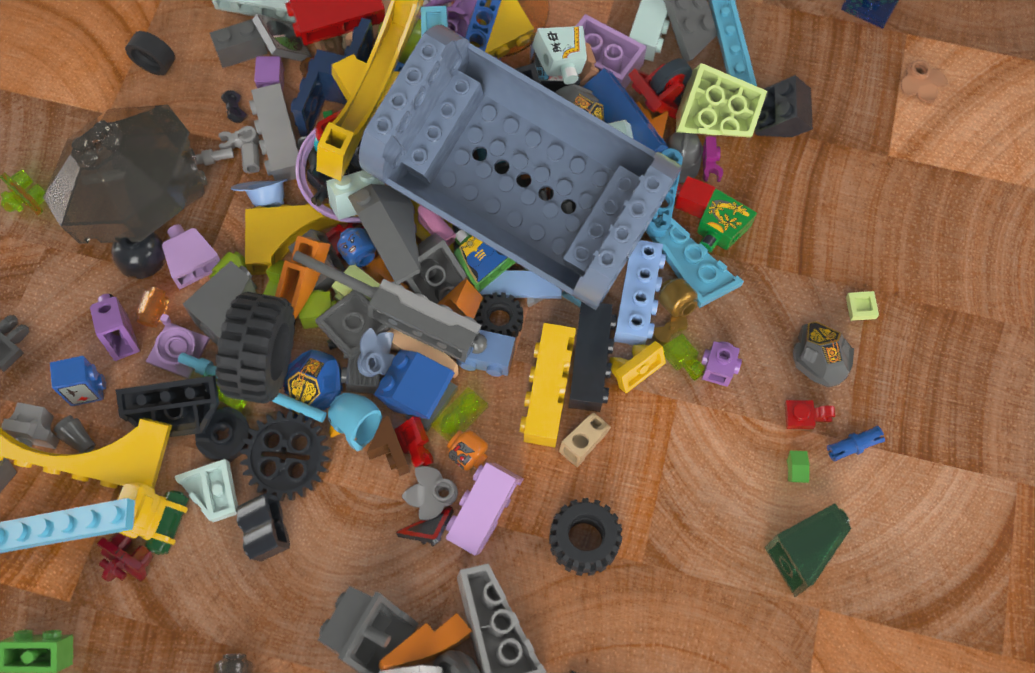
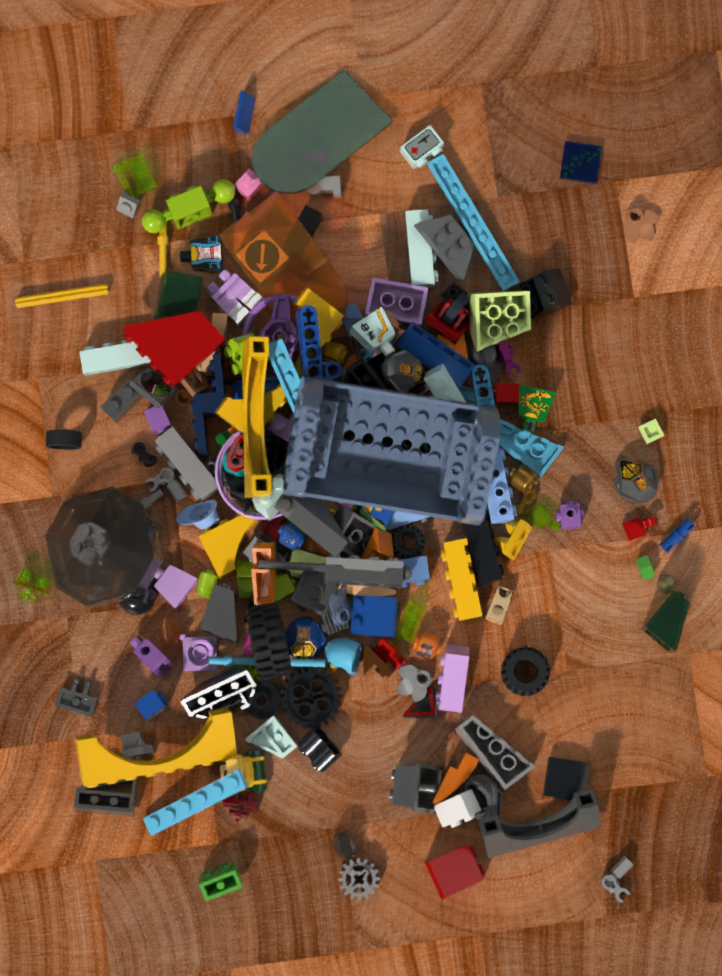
camera: 15 degrees left, 15 degrees up
(74, 434) = (165, 740): dark grey cone -> none
(821, 497) = (666, 584): none -> olive cone

